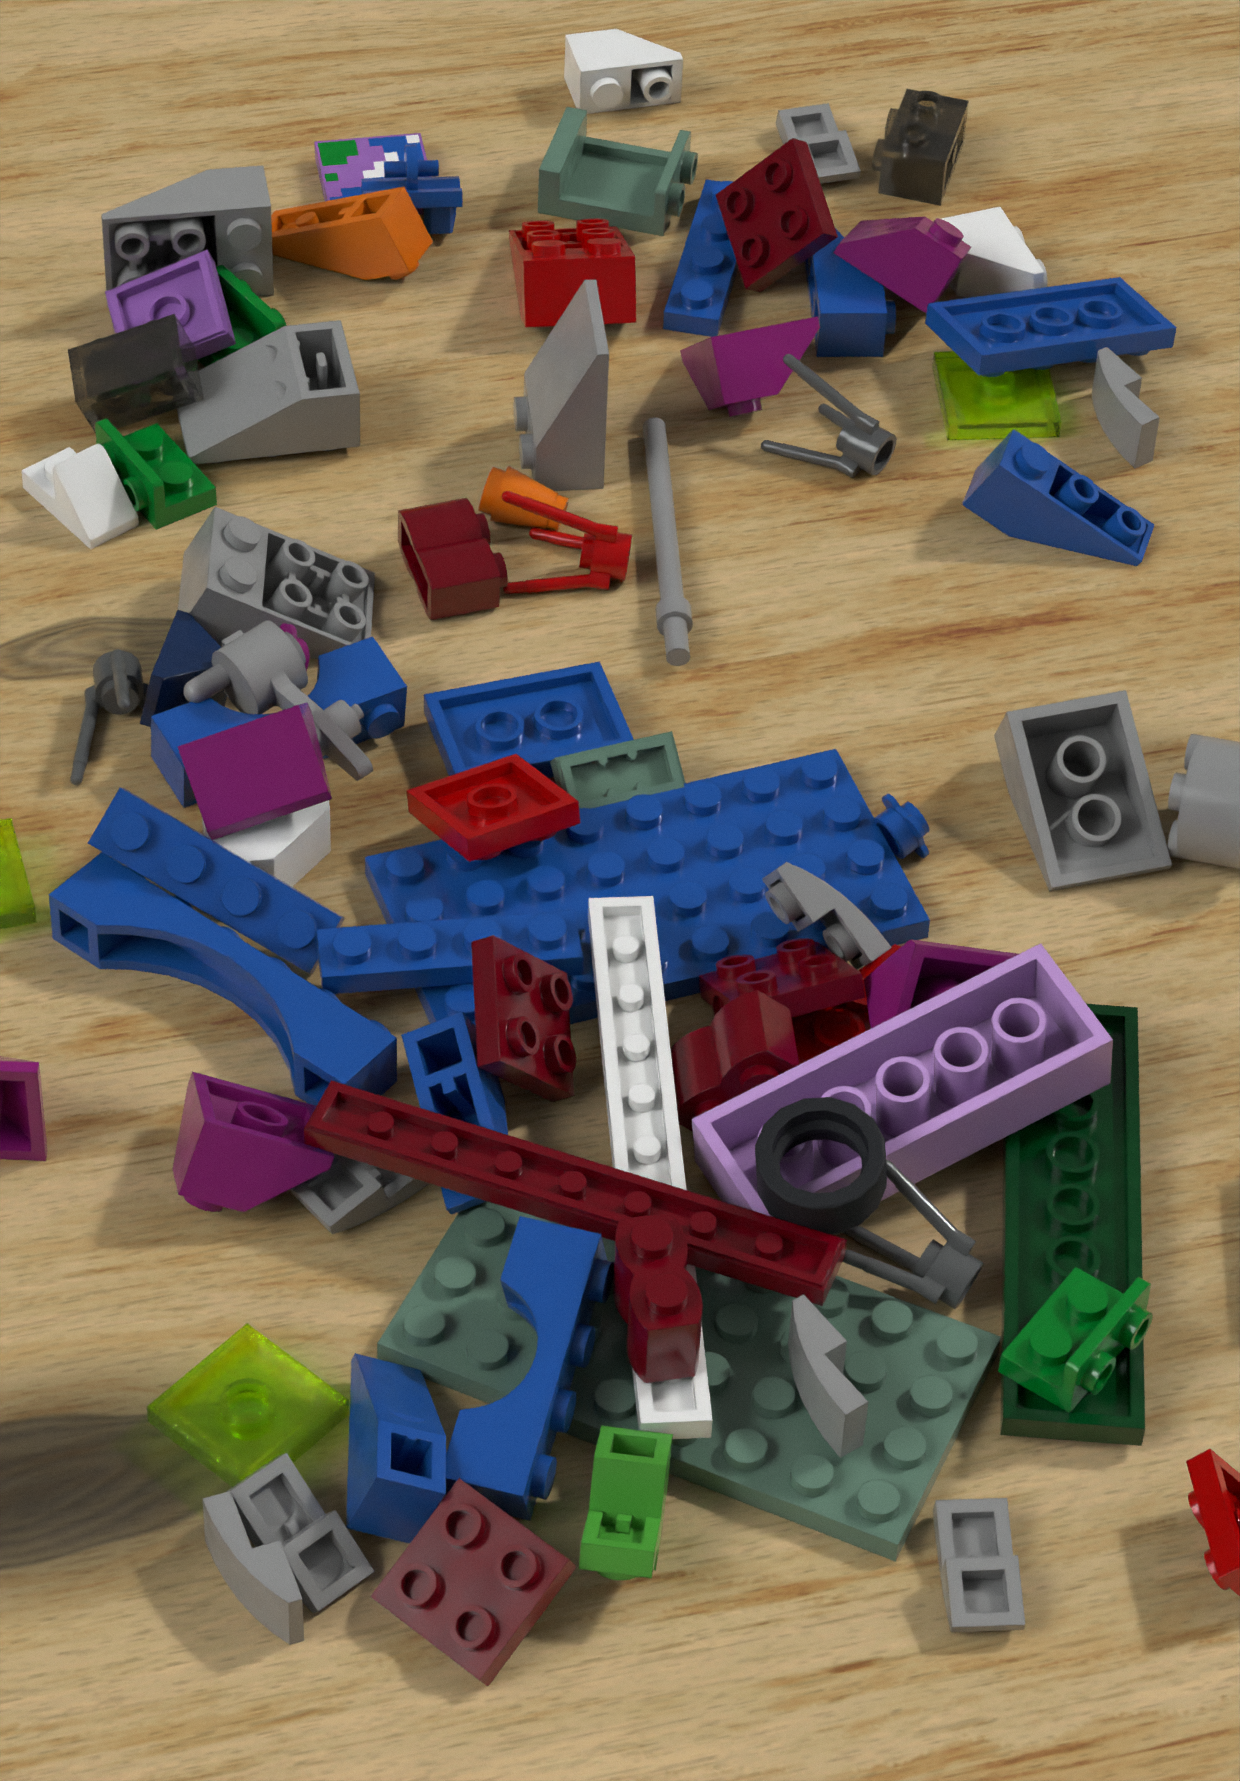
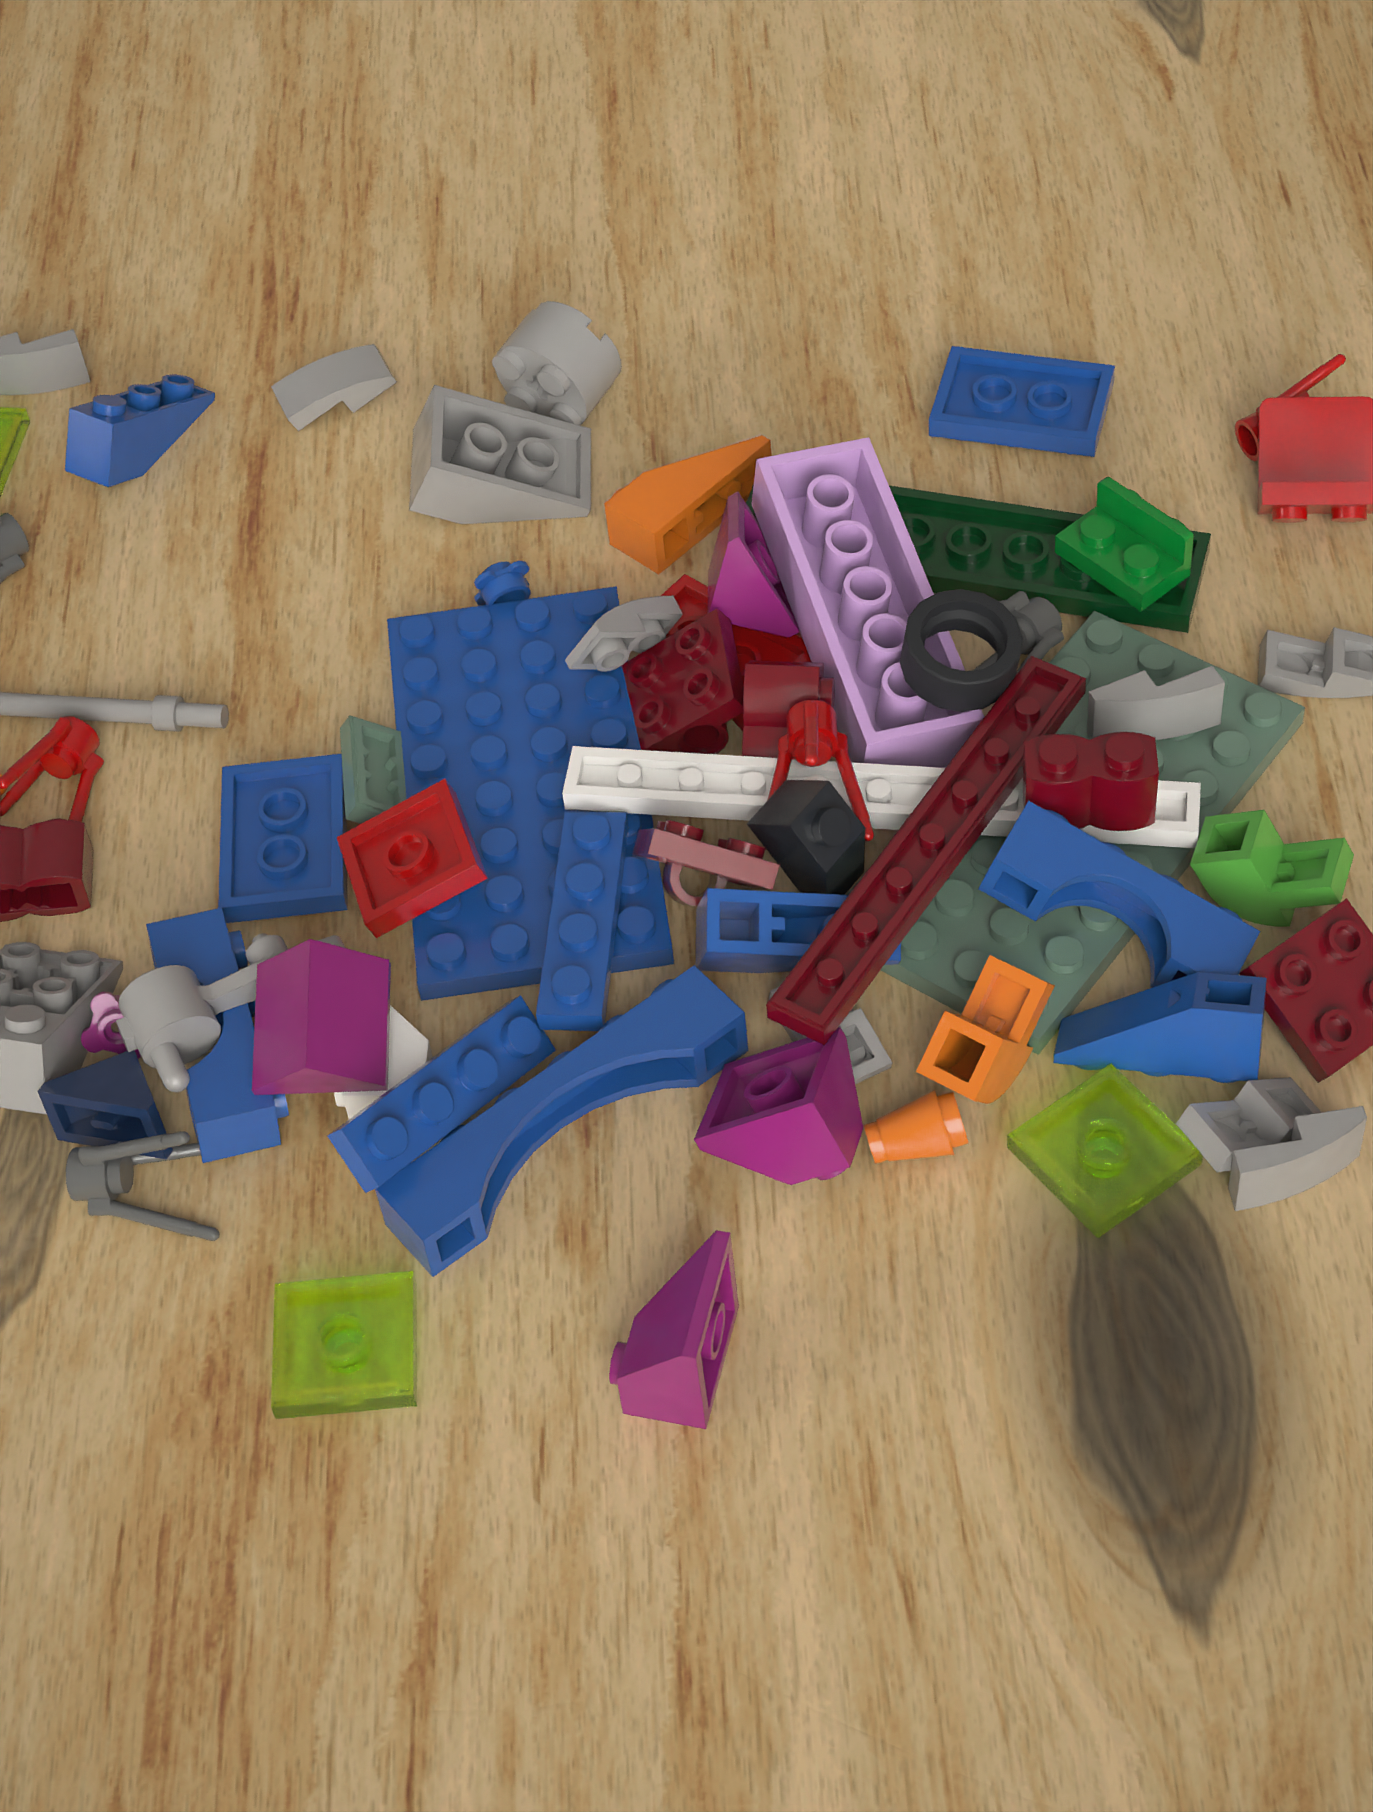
camera: 70 degrees left, 5 degrees up
(251, 1260) = (918, 1130): none -> orange cone
(346, 1291) = (988, 1042): none -> orange brick
(560, 1093) = (812, 836): none -> black slope
(679, 1063) = (812, 742): none -> red plant
(1079, 946) = (680, 502): none -> orange slope
(1176, 644) = (346, 376): none -> light grey slope

